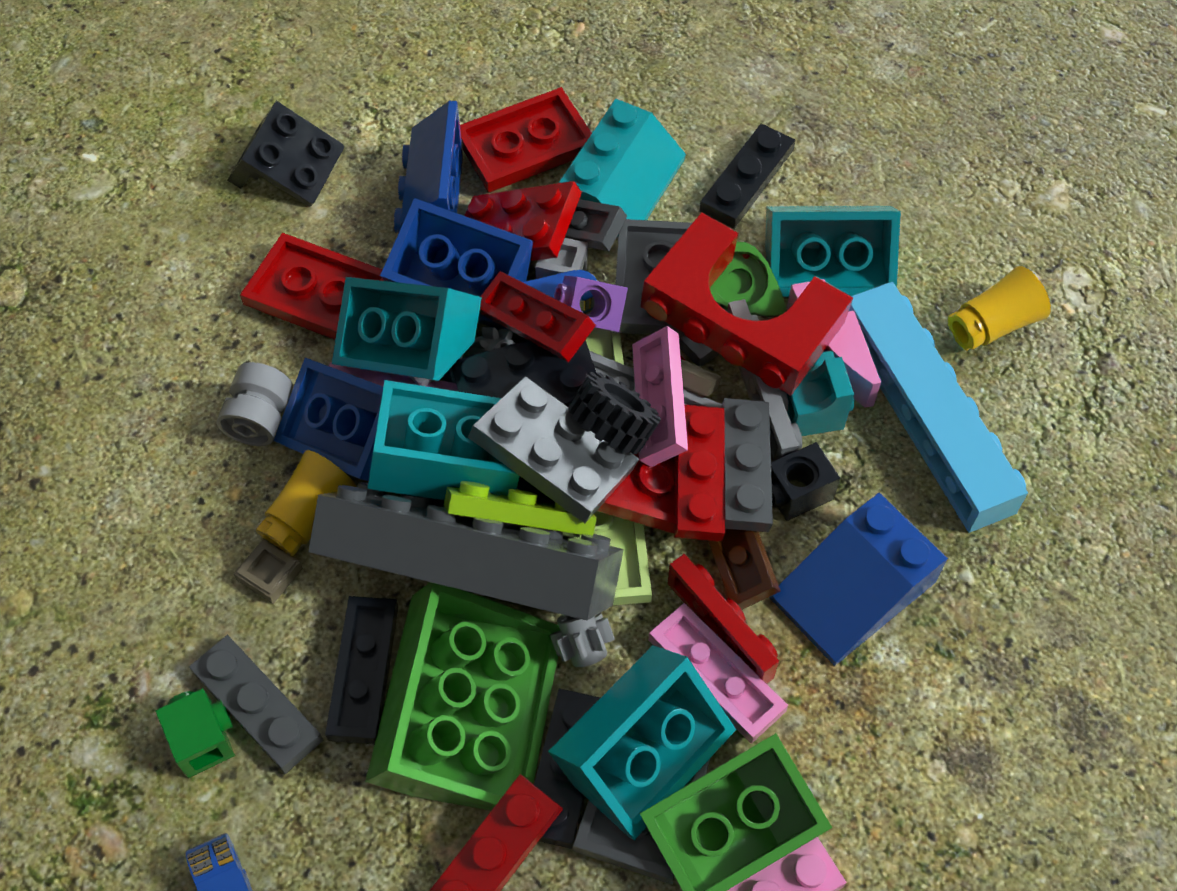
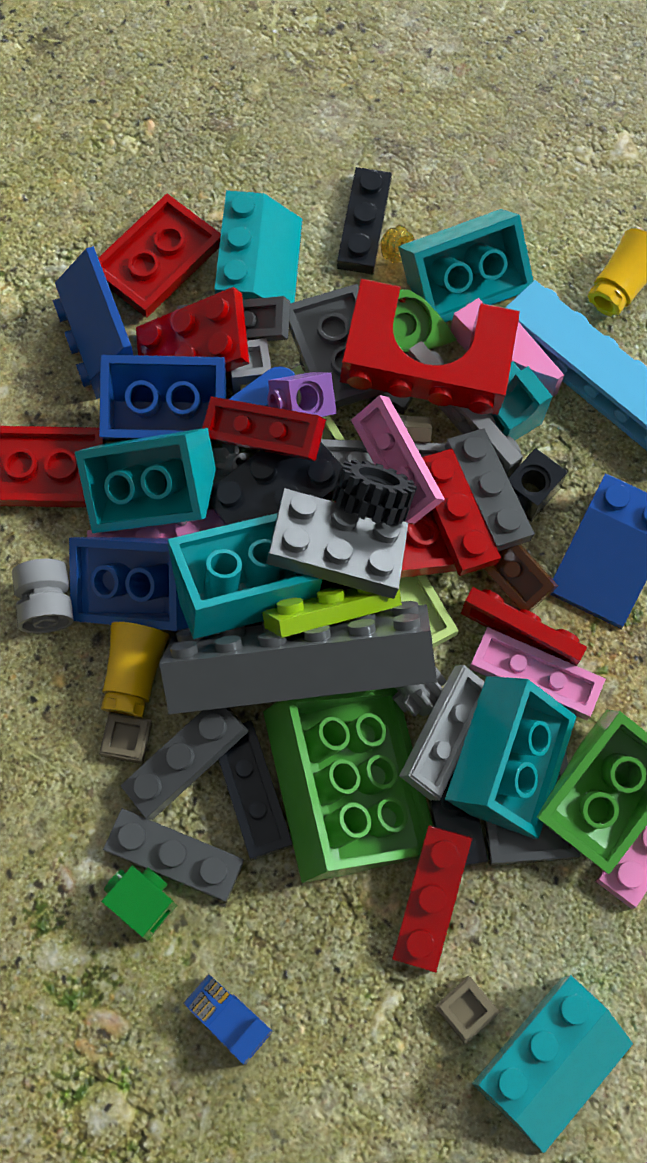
camera: 25 degrees left, 10 degrees up
(310, 610) = (183, 760): none -> dark grey plate
(566, 698) = (443, 735): none -> light grey tile
(756, 207) = (391, 240): none -> clear yellow plate

